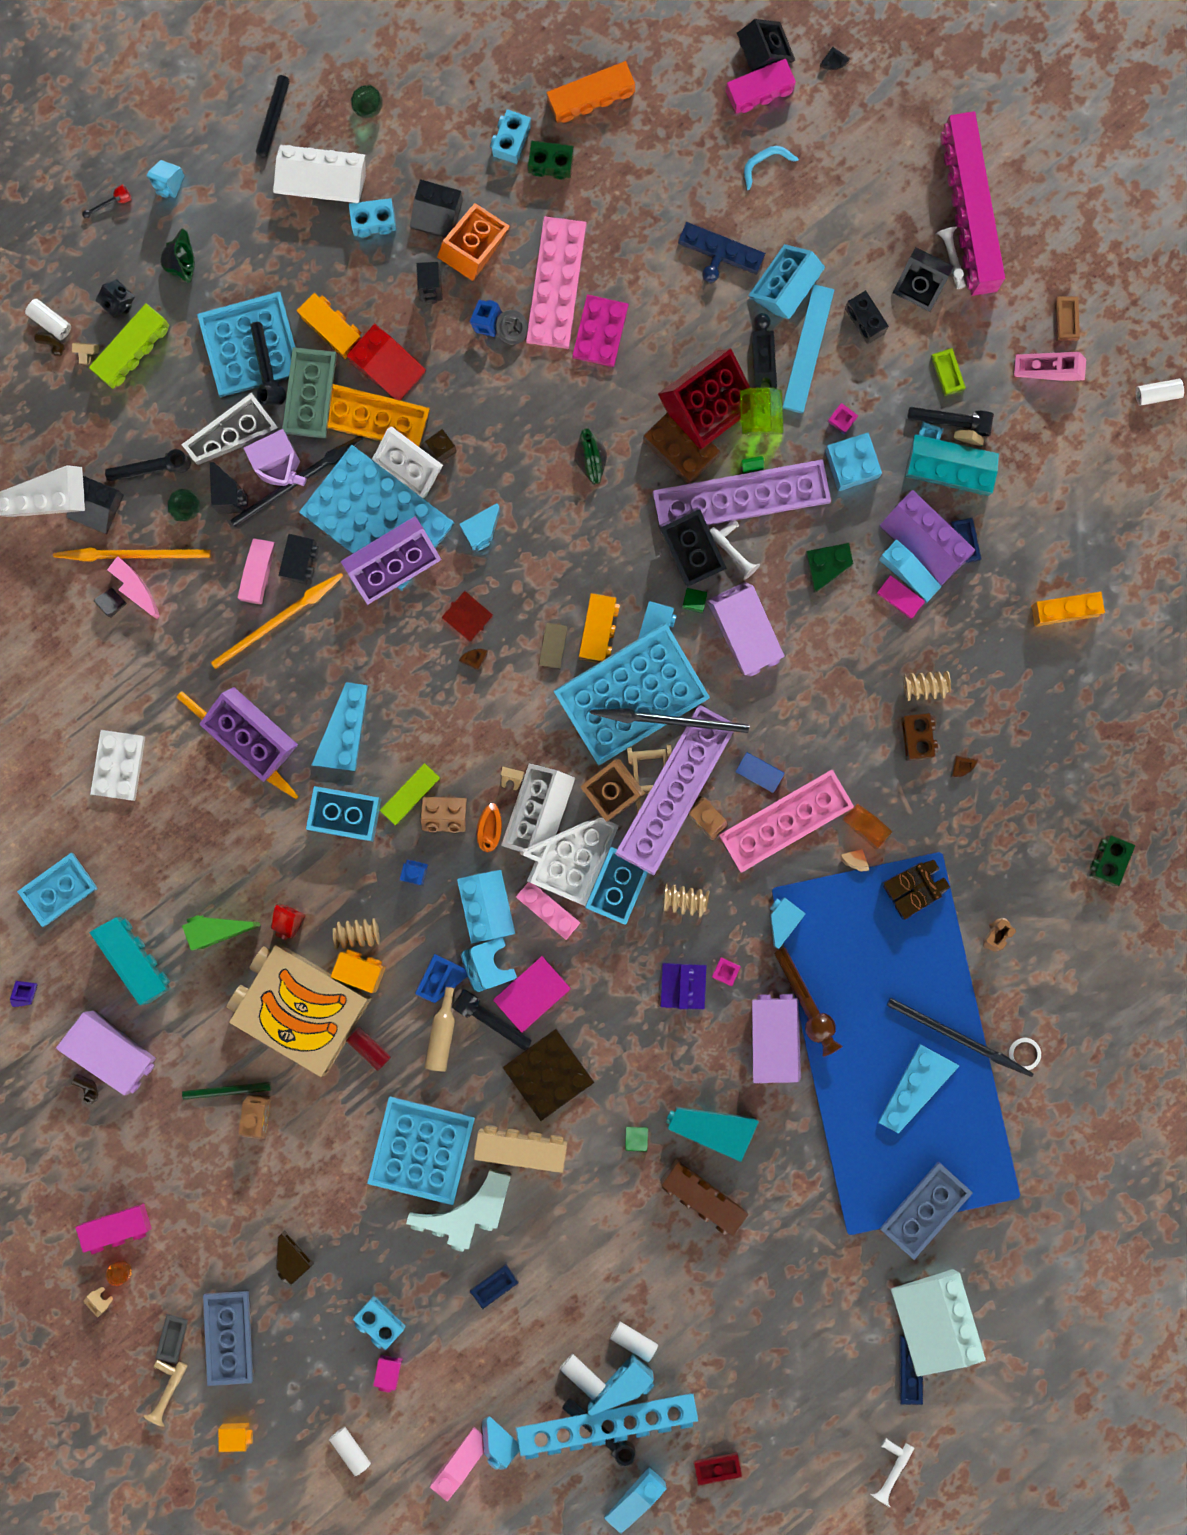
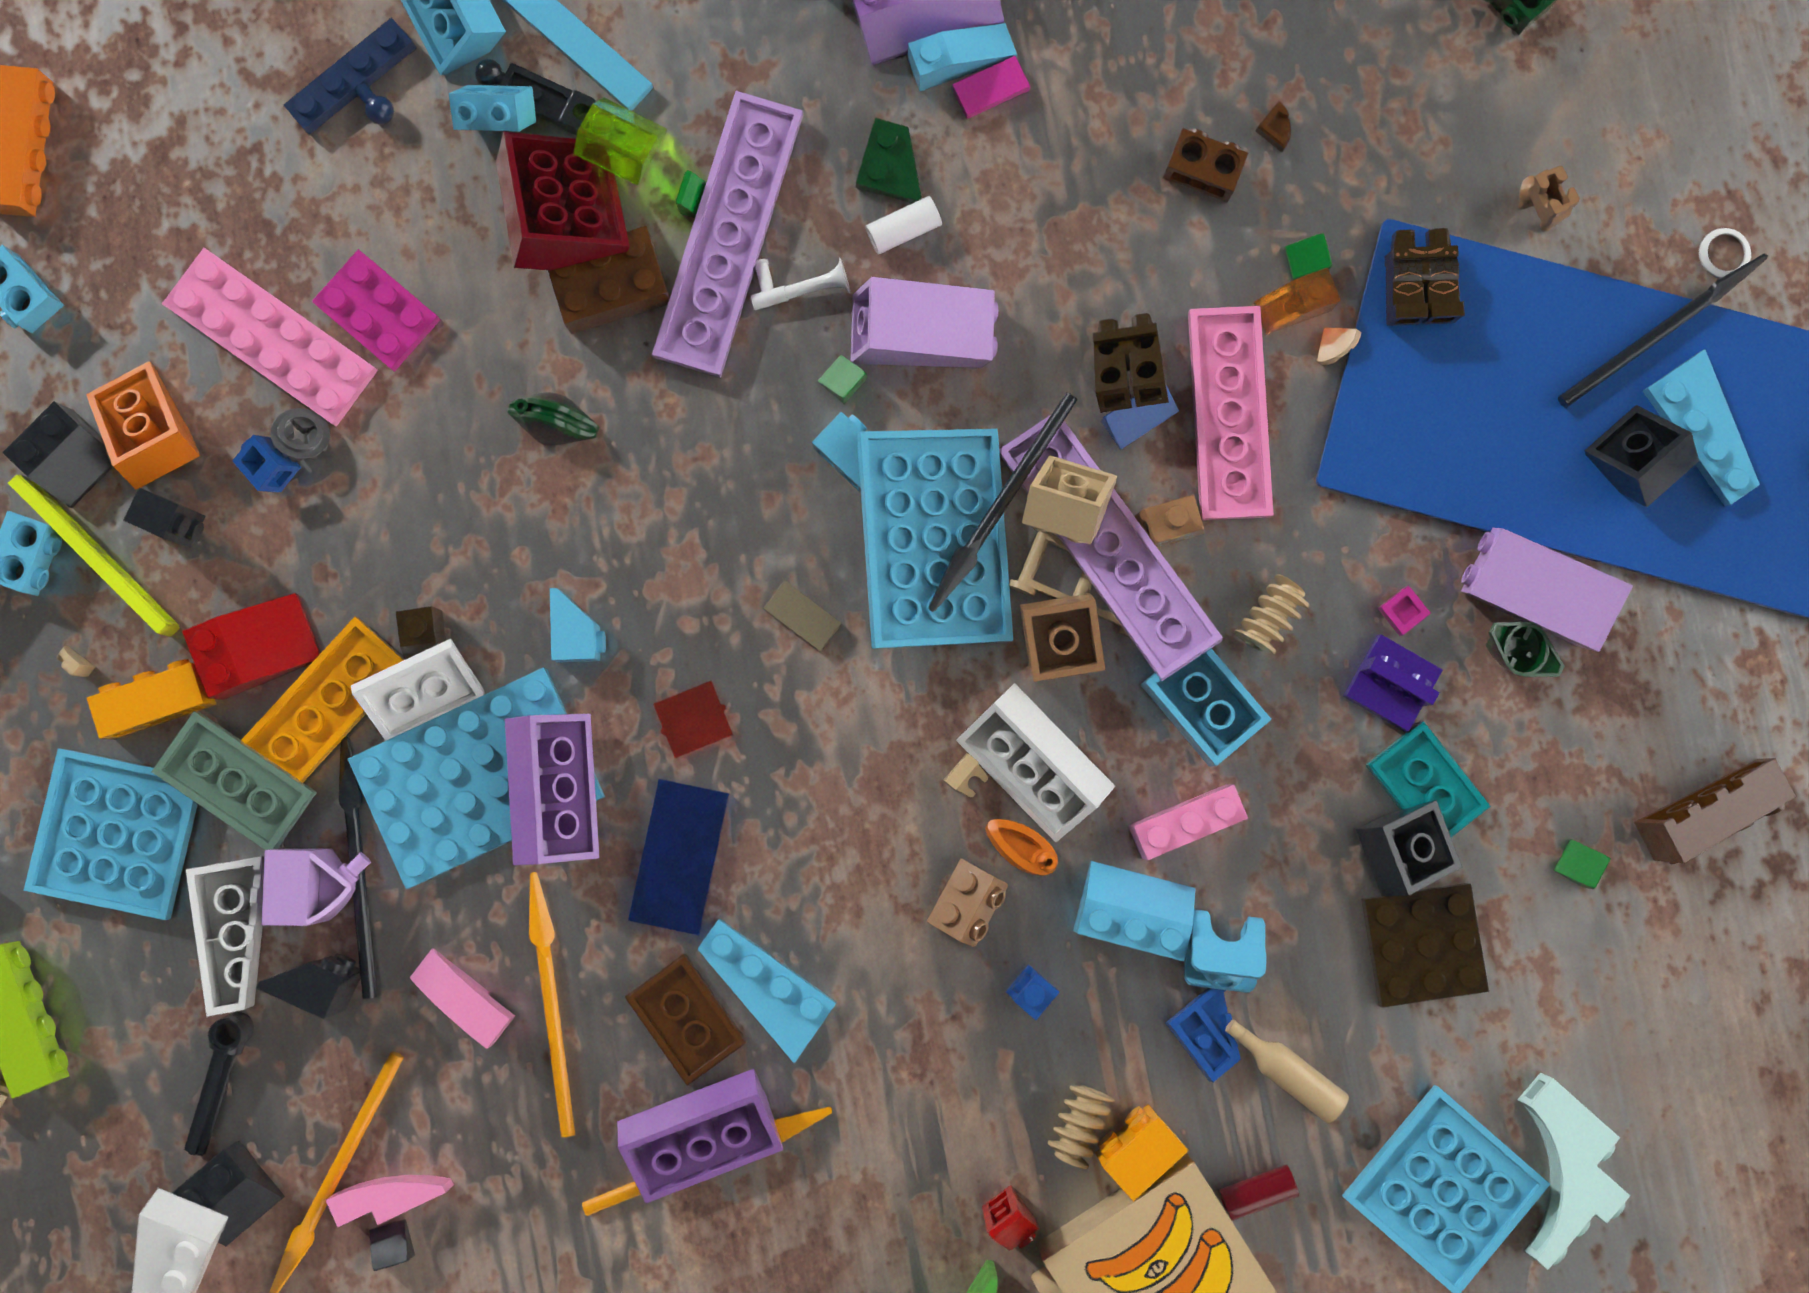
camera: 70 degrees left, 0 degrees up
(183, 505) = (302, 1058): clear green hair -> none
(269, 391) = (199, 840): black axle -> none
(298, 559) = (476, 926): black brick -> none
(305, 695) = (686, 1019): none -> reddish brown tile
(328, 274) = (74, 662): none -> tan tile
(343, 814) = (893, 1053): medium azure brick -> none
(389, 647) = (679, 857): none -> clear blue tile
(391, 255) = (95, 555): none -> neon yellow tile
(410, 794) = (912, 938): lime tile -> none
(468, 1004) = (1268, 1011): black axle -> none
(474, 658) = (760, 741): reddish brown tile -> none
(494, 1286) = (1693, 1182): dark blue tile -> none
(521, 1150) = (1523, 1042): tan brick -> none
(531, 994) = (1296, 909): dark pink tile -> none
(551, 153) = (75, 244): dark green brick -> none
(572, 859) = (1132, 749): white wing -> none
(595, 1038) = (1409, 849): none -> black slope
(598, 628) = (813, 536): light orange brick -> none
(636, 1033) = (1421, 771): none -> teal tile
(688, 754) = (1068, 499): none -> tan slope
(692, 547) = (766, 338): black brick -> none
(715, 1130) = (1625, 744): teal slope -> none
(736, 1046) = (1524, 649): none -> dark green hat
(742, 334) = (492, 108): none -> medium azure brick
(781, 750) = (1127, 350): none -> dark brown hips
(783, 920) = (1376, 489): medium azure slope -> none
(796, 589) = (903, 225): none -> white piece
(819, 1026) = (1554, 516): reddish brown piece -> none
(842, 418) = (691, 33): dark pink plate -> none
(853, 461) = (762, 49): medium azure brick -> none
(880, 1059) = (1643, 454): none -> black slope
(897, 820) = (1308, 256): none -> green slope
(927, 685) = (1137, 113): tan piece -> none

